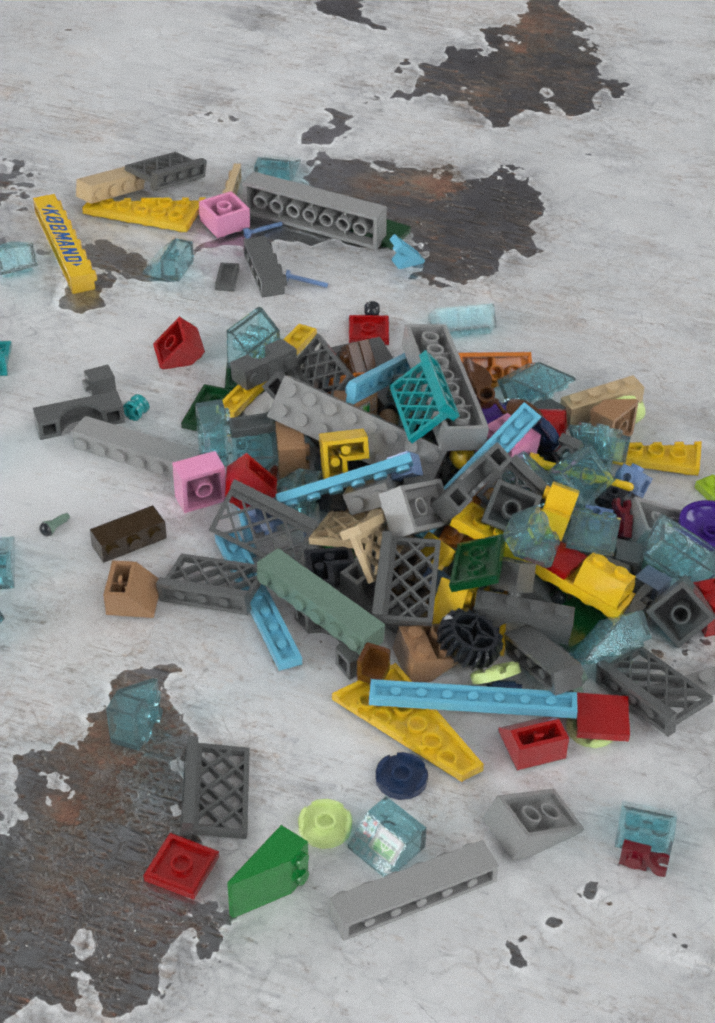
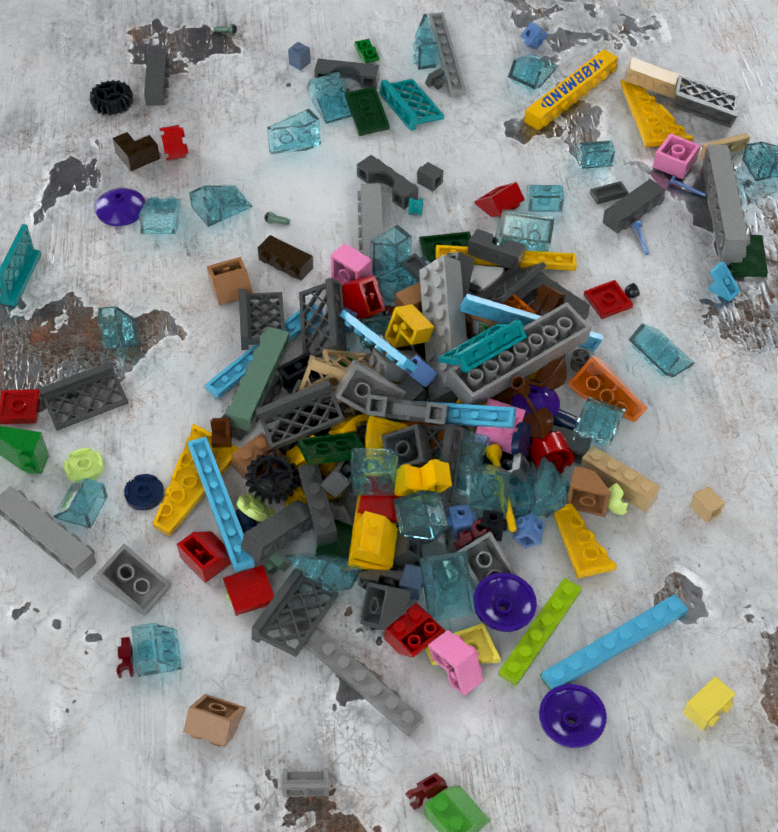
camera: 65 degrees right, 10 degrees up
(204, 313) = (545, 198): none -> clear light blue slope
(659, 362) = (707, 504): none -> tan brick

